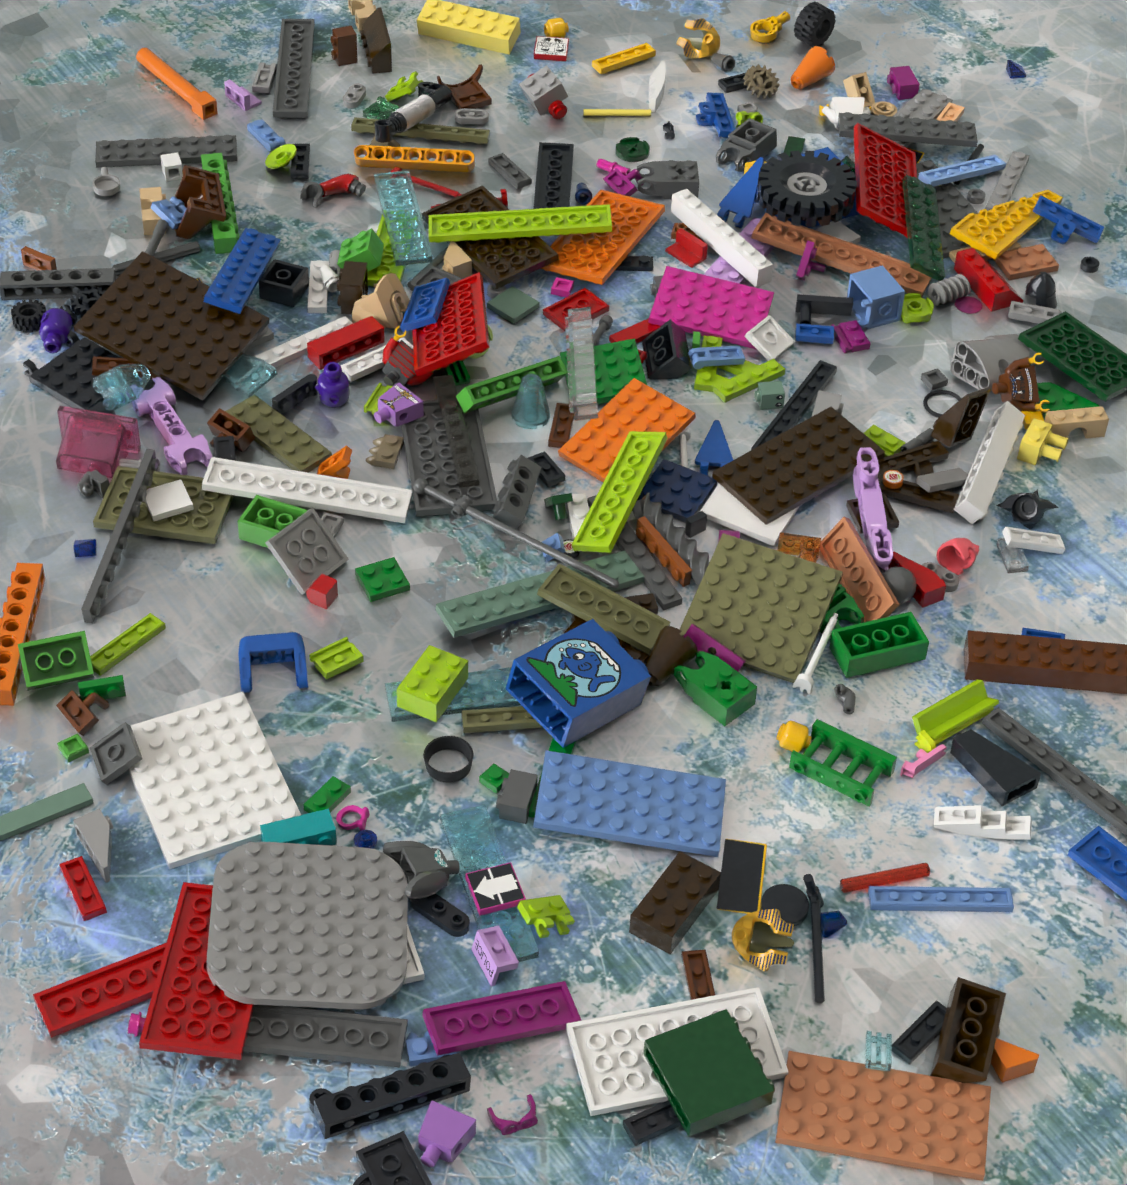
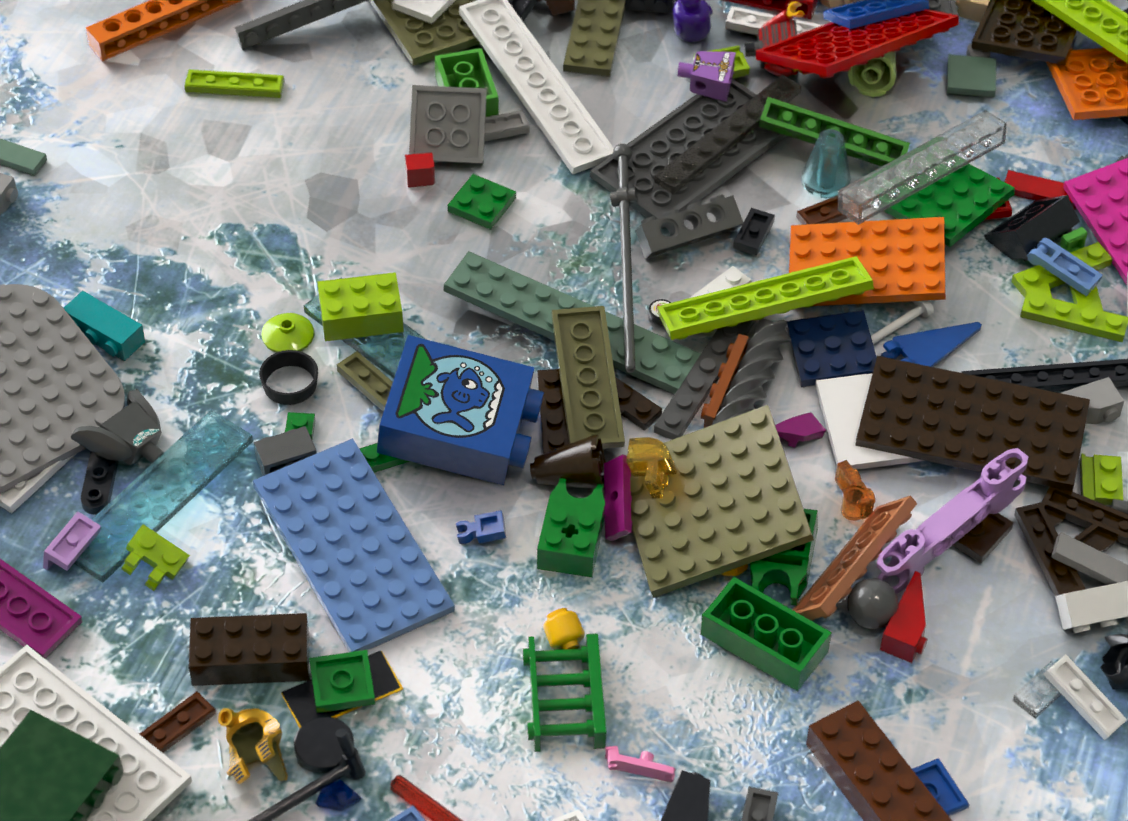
camera: 55 degrees right, 5 degrees up
(56, 660) = (157, 48): bright green brick -> none
(73, 747) = (83, 124): bright green tile -> none
(78, 711) = (121, 100): reddish brown plate -> none
(105, 687) = (161, 99): green plate -> none
(116, 753) = (91, 151): dark grey plate -> none
(208, 779) = (124, 228): white plate -> none
(272, 649) = (307, 172): blue connector -> none
(328, 796) = (170, 321): green plate -> none
(336, 658) = (345, 227): lime plate -> none
(337, 464) = (592, 85): orange slope -> none
(364, 813) = (158, 363): dark pink piece -> none
(371, 838) = (140, 377): clear blue plate -> none
(386, 451) = (655, 108): dark tan plate -> none
(400, 742) = (287, 332): none -> lime dish
(461, 381) = (821, 88): green tile -> none
(495, 888) = (147, 498): tile -> none
(555, 542) = (648, 295): medium blue plate -> none
(558, 503) = (708, 264): dark green tile -> none
(562, 287) = (1039, 95): dark pink plate -> none
(579, 299) = (1027, 124): red tile -> none
(604, 324) = (1025, 157): dark grey bar -> none
(673, 729) = (485, 528): none -> blue plate
(695, 524) = (796, 388): black tile -> none
(709, 611) = (651, 459): none -> clear yellow brick
(742, 868) = (342, 681): none -> green plate
(770, 395) = (1064, 343): sand green brick -> none
(805, 680) = (653, 597): white piece -> none
(847, 696) = (671, 649): dark grey arm -> none
(893, 479) = (1040, 515): tile -> none
(928, 744) = (666, 757): neon yellow piece -> none
(950, 578) = (940, 637): light grey plate -> none
(954, 710) = (734, 753): lime panel -> none
(957, 554) = (986, 636): coral helmet -> none

